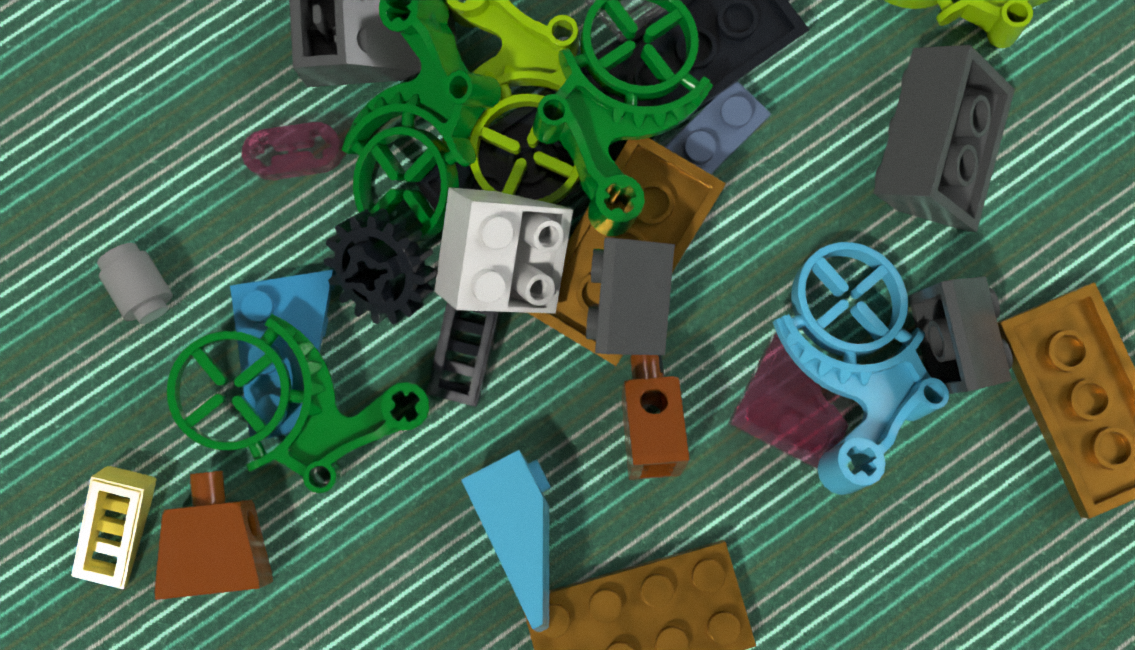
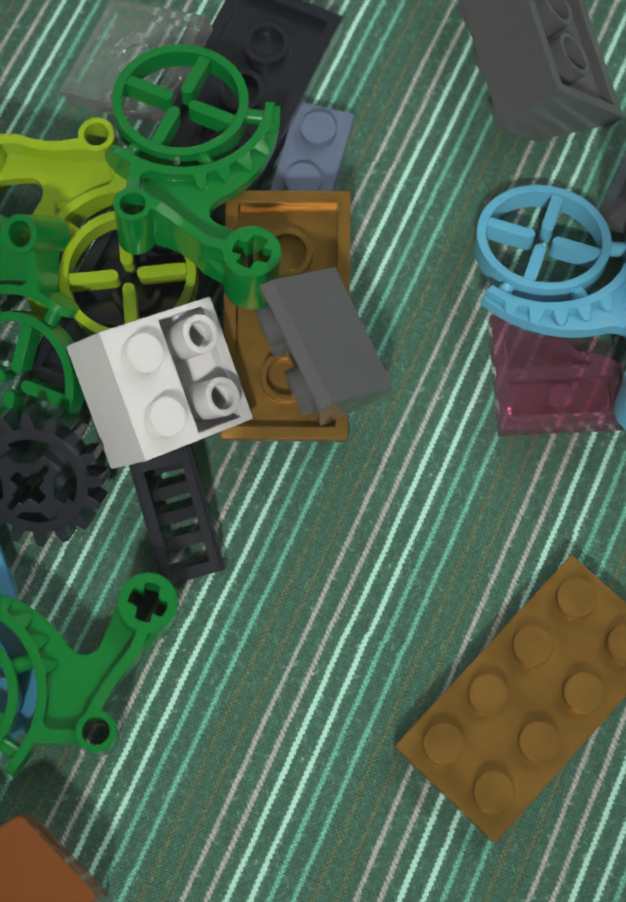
camera: 25 degrees left, 10 degrees down
(517, 522) = (329, 650): medium azure slope -> none
(653, 441) = (423, 472): dark orange torso -> none

